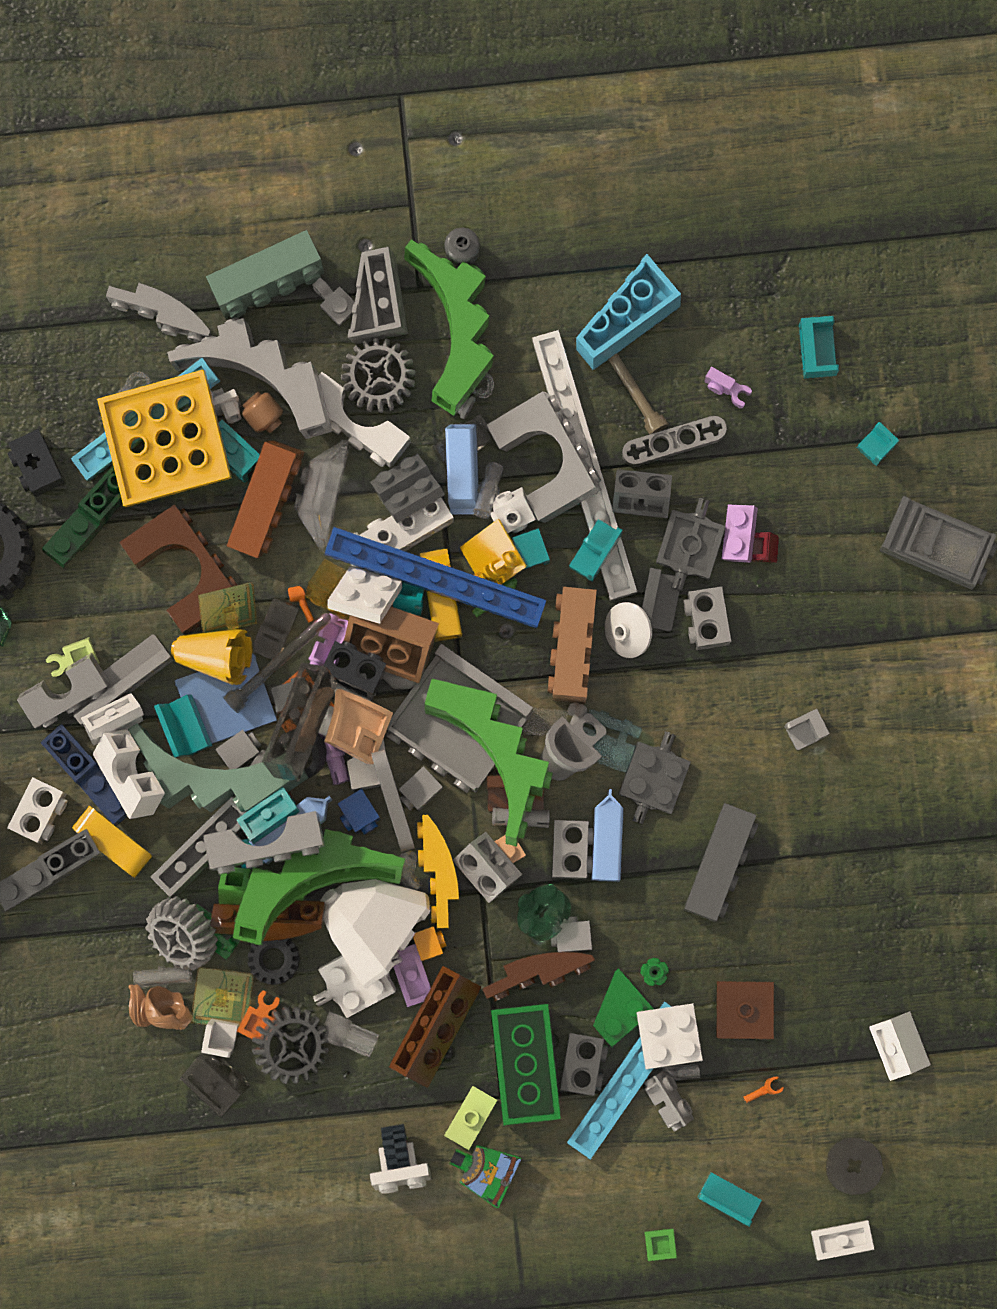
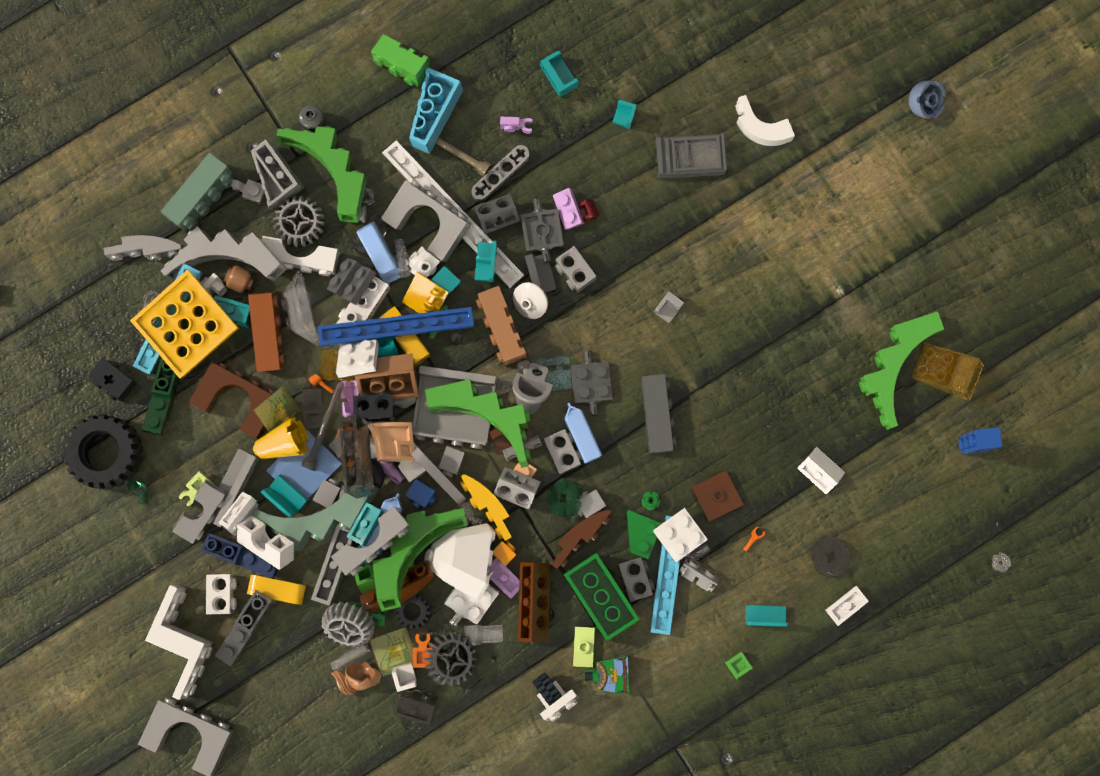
camera: 30 degrees left, 0 degrees up
(616, 227) = (400, 60): none -> bright green wedge

